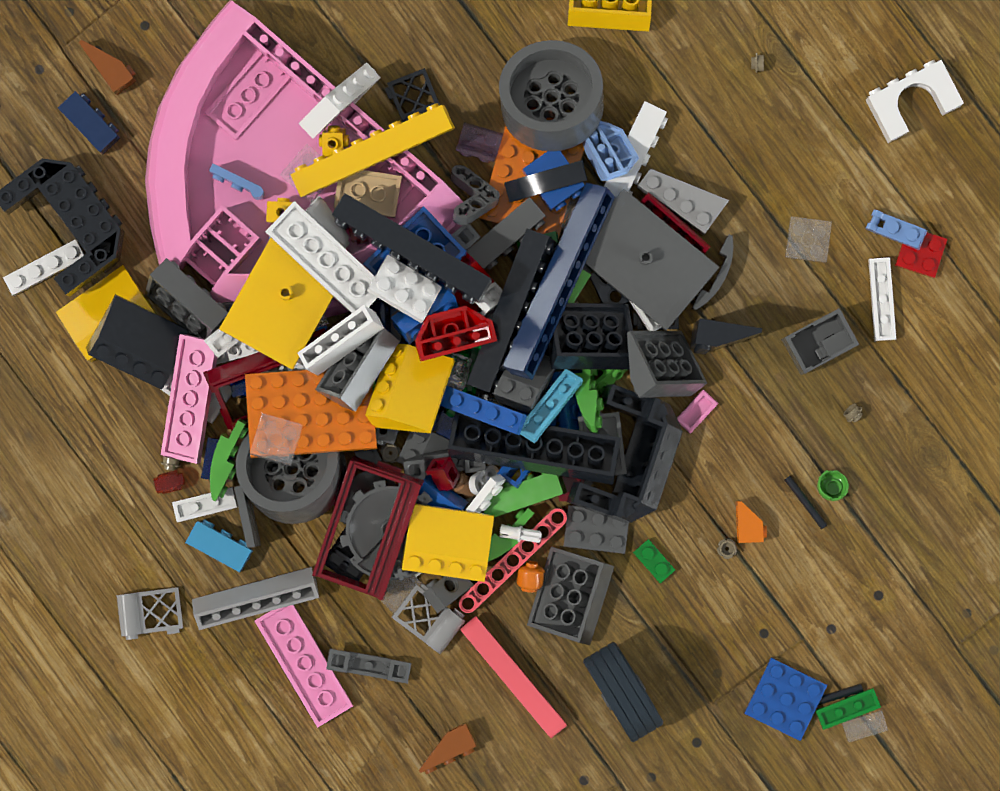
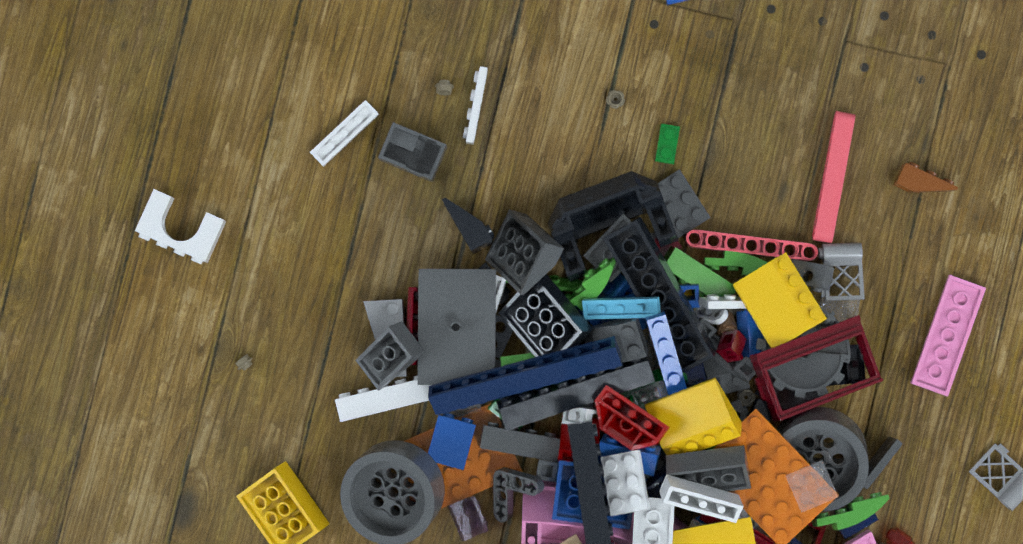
camera: 130 degrees left, 0 degrees up
(203, 505) = (897, 502): white plate -> none
(219, 545) = (915, 466): dark azure brick -> none
(255, 598) = (932, 408): light grey brick -> none
(368, 665) = (910, 287): dark grey slope -> none
(520, 533) = (729, 255): white axle -> none
(530, 576) = (752, 223): orange head -> none
(545, 181) = (458, 445): black slope -> none
(570, 596) = (742, 183): dark grey slope -> none
(610, 151) = (398, 416): light blue wedge -> none
(623, 692) = (783, 88): black wheel -> none
(667, 185) = (390, 355): none -> dark grey slope
(696, 411) = (534, 201): bright pink tile -> none
(726, 252) = (400, 273): dark grey slope -> none
(749, 525) = (586, 96): orange slope -> none
(805, 502) = (535, 70): black bar -> none
(808, 239) = (344, 221): clear plate -> none
(822, 433) = (476, 97): none -> white plate
(832, 485) = (508, 60): bright green hair -> none
(897, 230) = (285, 163): medium blue plate -> none
(926, 259) = (287, 133): red plate -> none

